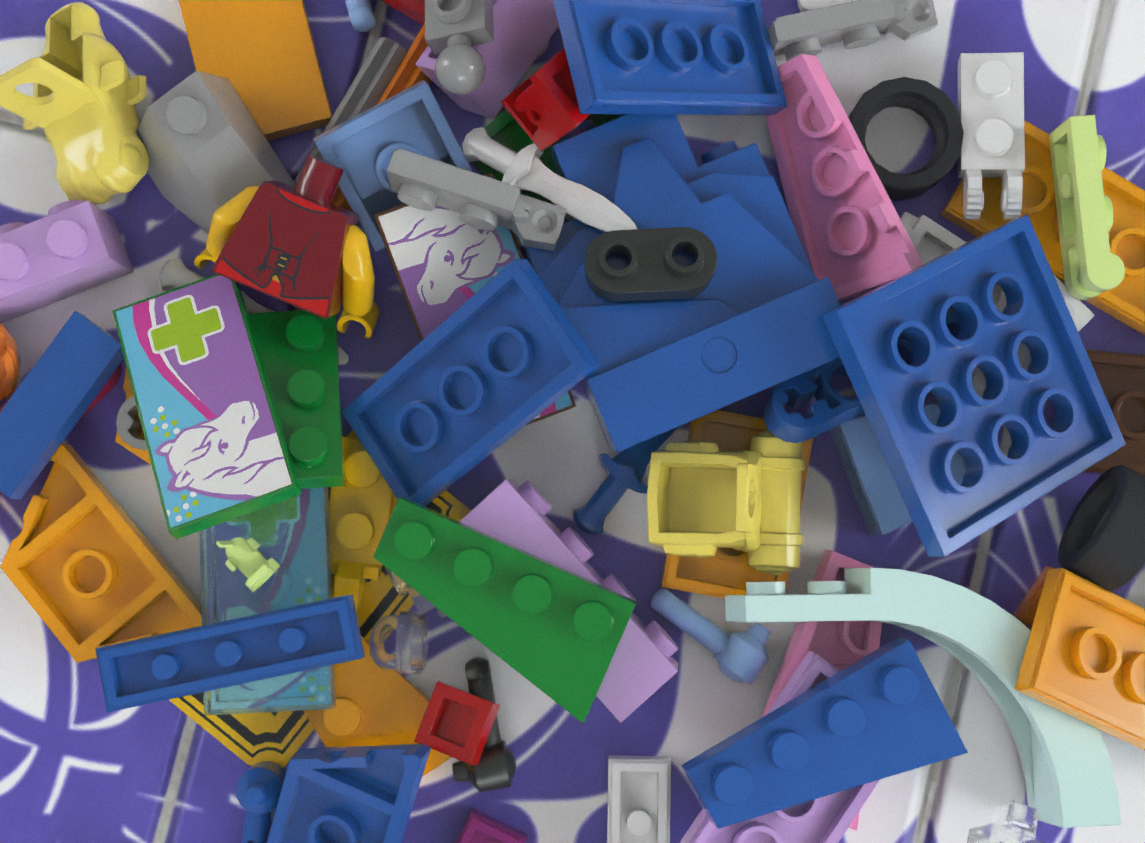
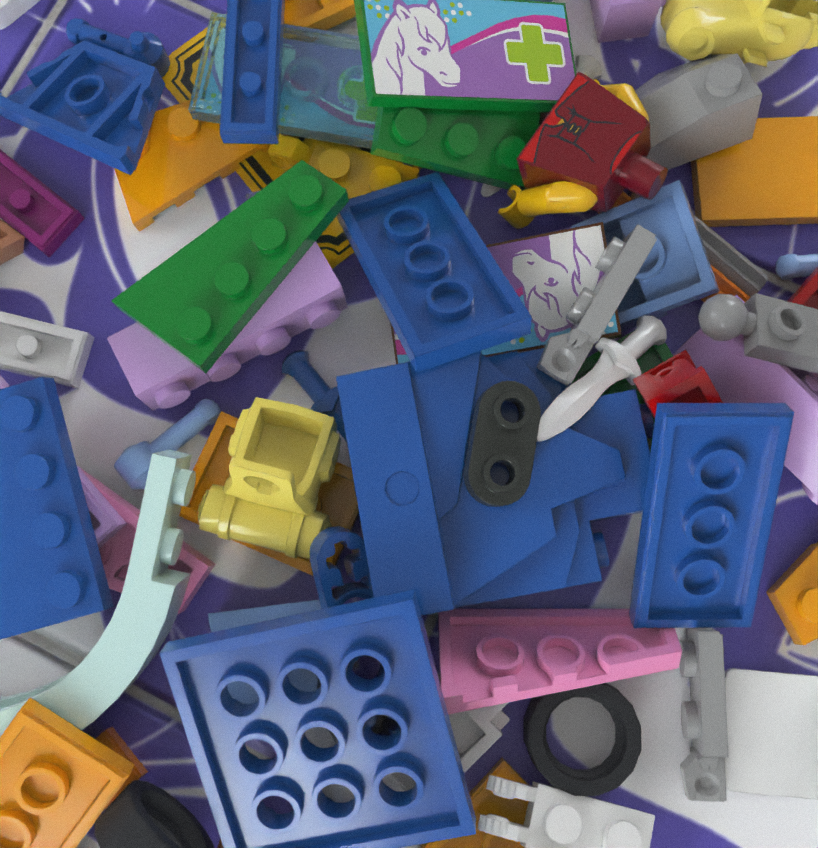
camera: 100 degrees right, 5 degrees down
(244, 556) = (330, 66): yellowish green piece -> none
(410, 642) = (227, 188): clear tile -> none
(457, 723) = (149, 209): red tile -> none
(497, 761) = (114, 236): pearl dark grey piece -> none

